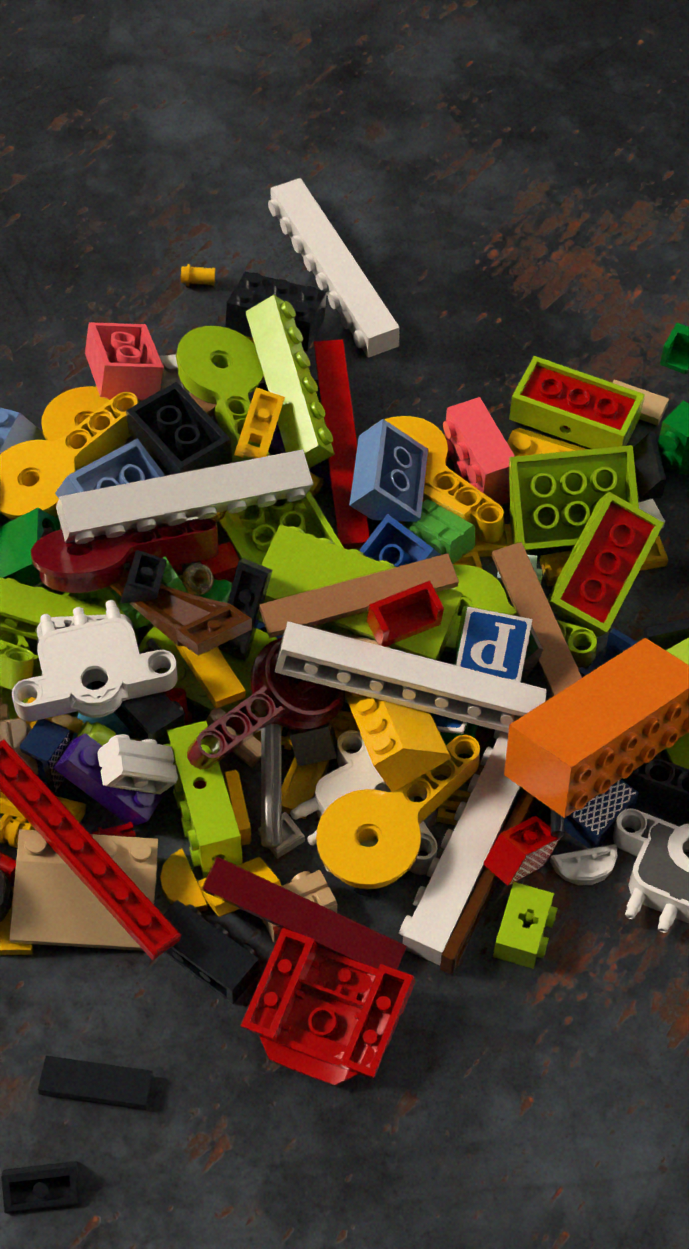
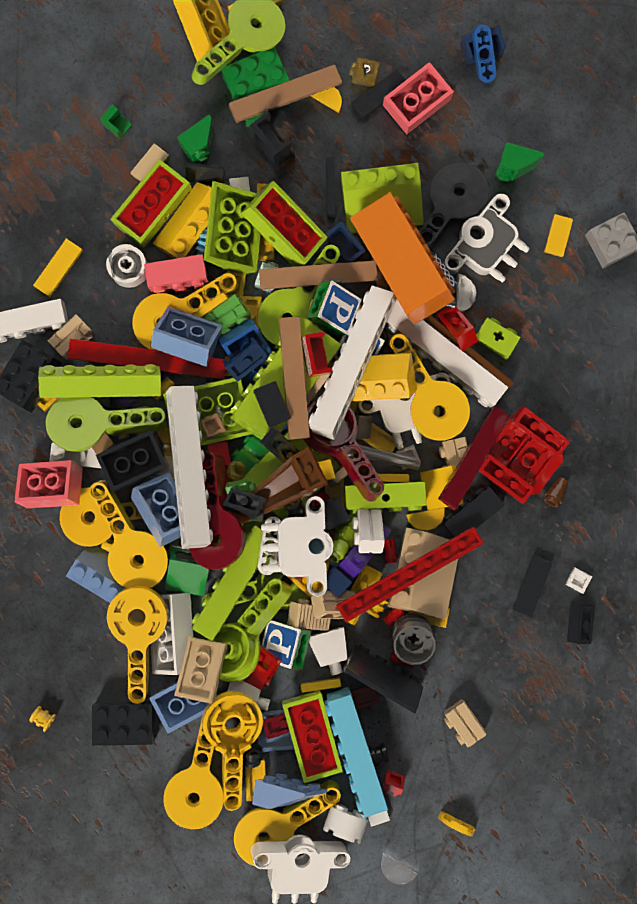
camera: 80 degrees left, 30 degrees up
(121, 1163) = (578, 580): none -> white tile
(259, 424) = (138, 408): yellow plate -> none
(259, 534) = (212, 425): none -> medium nougat tile
(276, 1085) = (556, 493): none -> reddish brown cone
(307, 566) = (272, 404): none -> black slope
(362, 358) = (73, 329): none -> tan brick
(373, 542) = (246, 360): none -> dark blue panel
(445, 327) = (58, 267): none -> yellow tile
(471, 382) = (118, 261): none -> white brick

